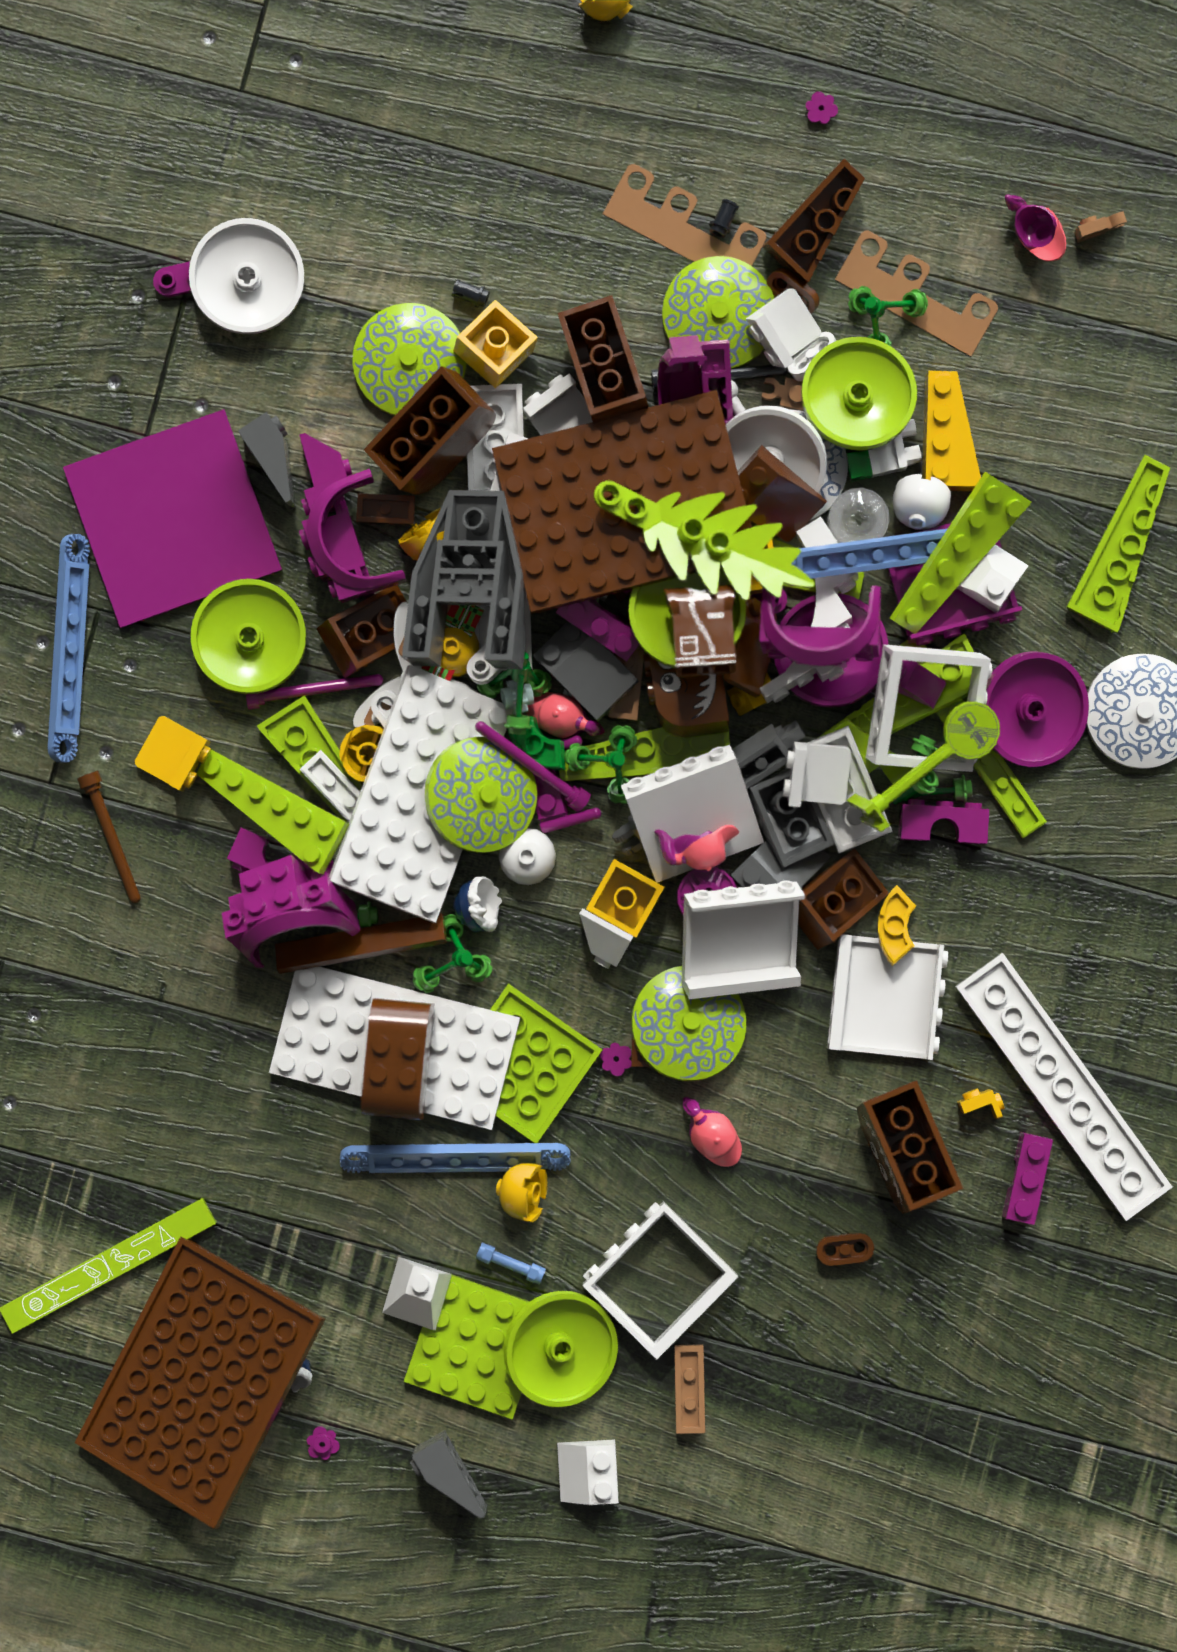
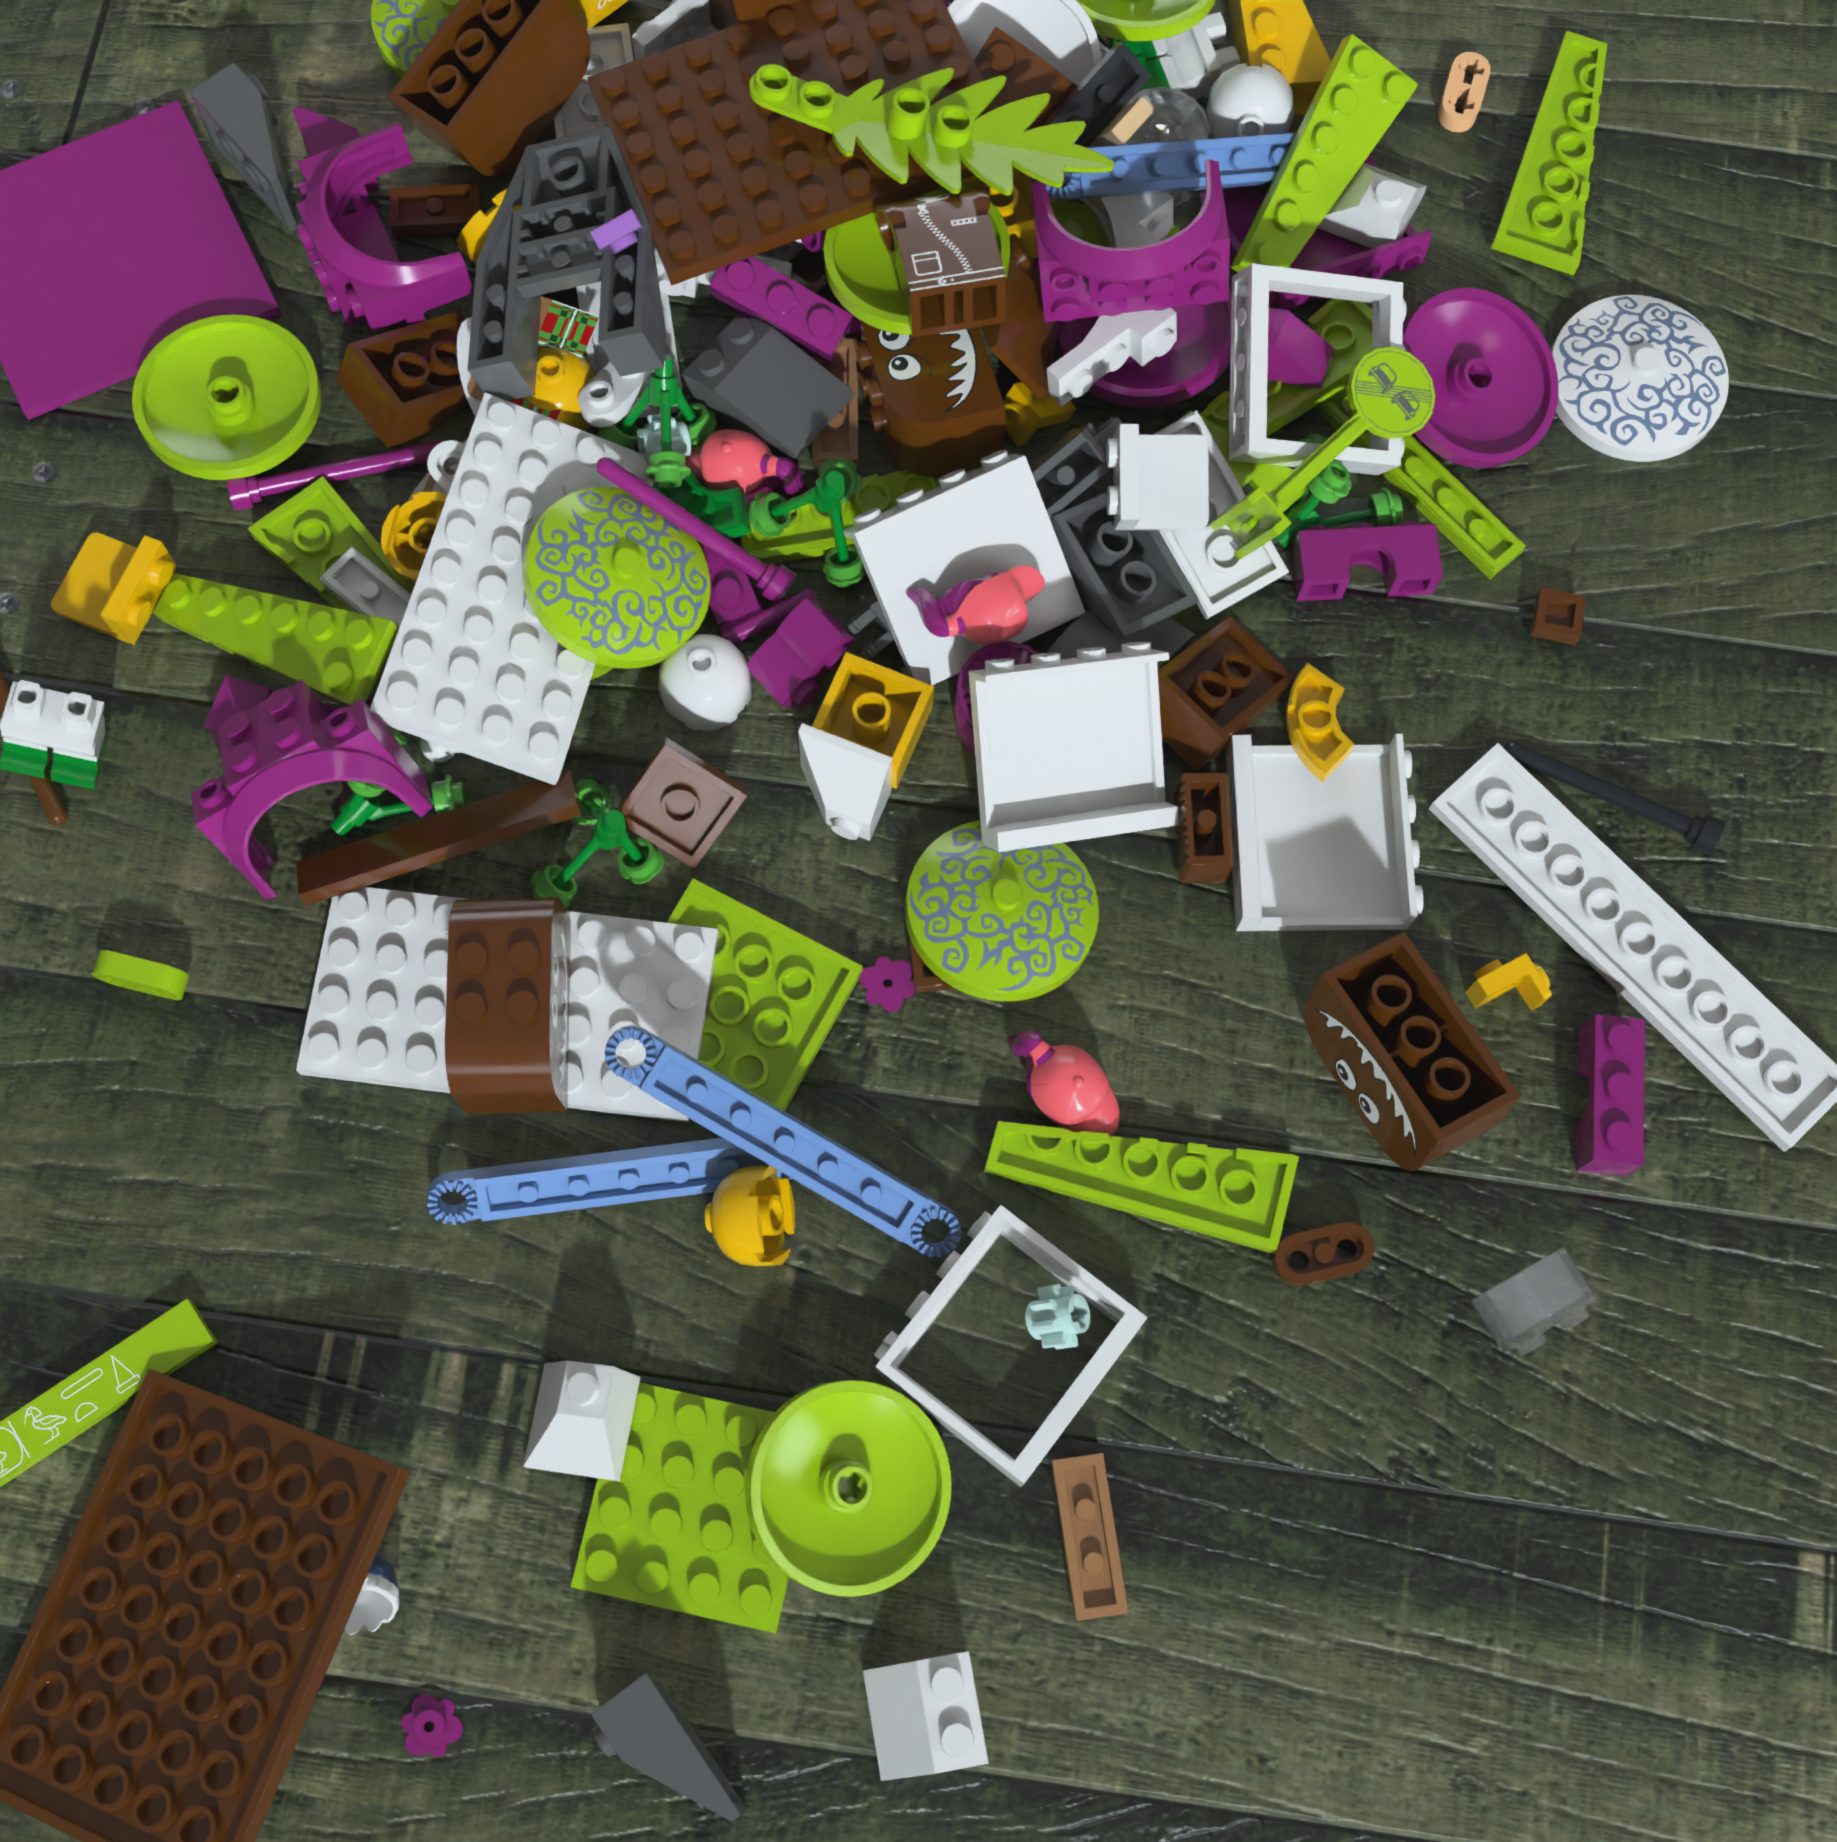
camera: 10 degrees left, 15 degrees down
(145, 857) = (57, 722): none -> white hips
(182, 1005) = (140, 975): none -> lime beam
(478, 905) = (623, 751): white hair -> none
(502, 587) = (618, 232): none -> medium lavender plate
(505, 941) = (681, 803): none -> tile
(533, 1272) = (700, 1338): medium blue bar -> none
(544, 1155) = (782, 1141): none -> medium blue plate
(587, 849) = (801, 654): none -> magenta brick
(686, 1273) = (1057, 1316): none -> light aqua gear
(774, 1200) = (1188, 1185): none -> lime wing
(812, 508) = (1102, 93): none -> black plate
(815, 989) = (1204, 828): none -> reddish brown brick
(829, 530) = (1124, 124): none -> tan tile
(960, 1290) = (1535, 1301): none -> clear brick
(1057, 872) = (1558, 616): none -> reddish brown plate
(1063, 486) = (1470, 93): none -> light nougat beam
(1115, 1021) = (1699, 831): none -> black piece

